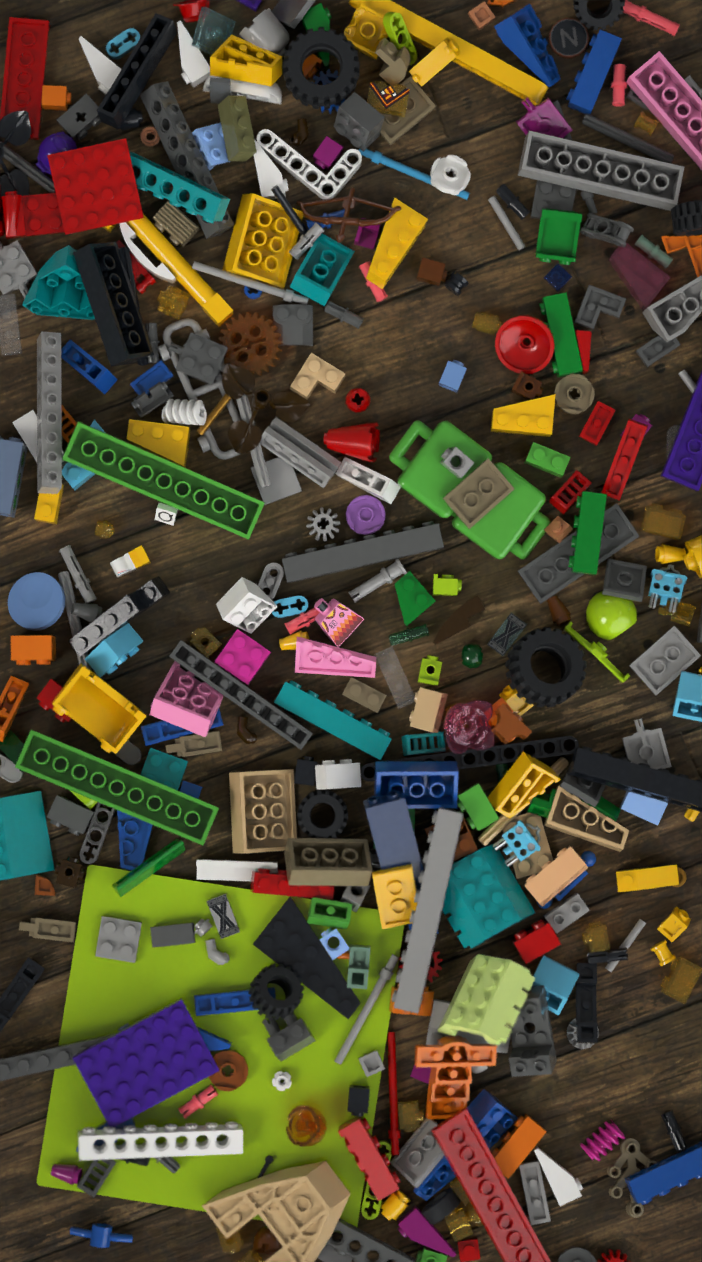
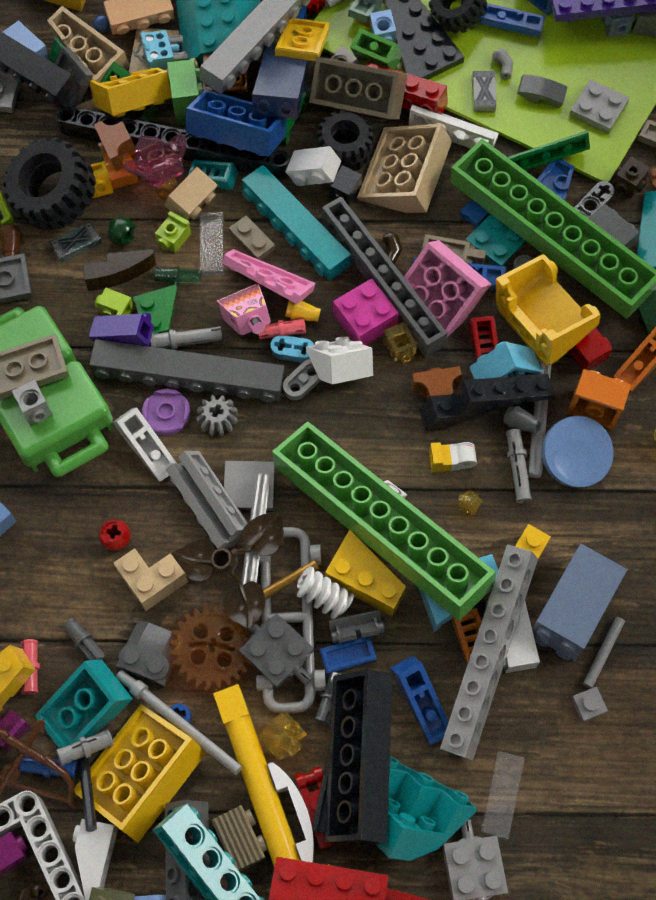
camera: 155 degrees left, 20 degrees down
(149, 688) = (489, 322): none -> red slope
(163, 617) = (436, 381): none -> dark orange brick
(202, 927) = (509, 86): light grey plate -> none
(355, 440) = (139, 487): red cone -> none
(427, 562) = (127, 328): none -> brick

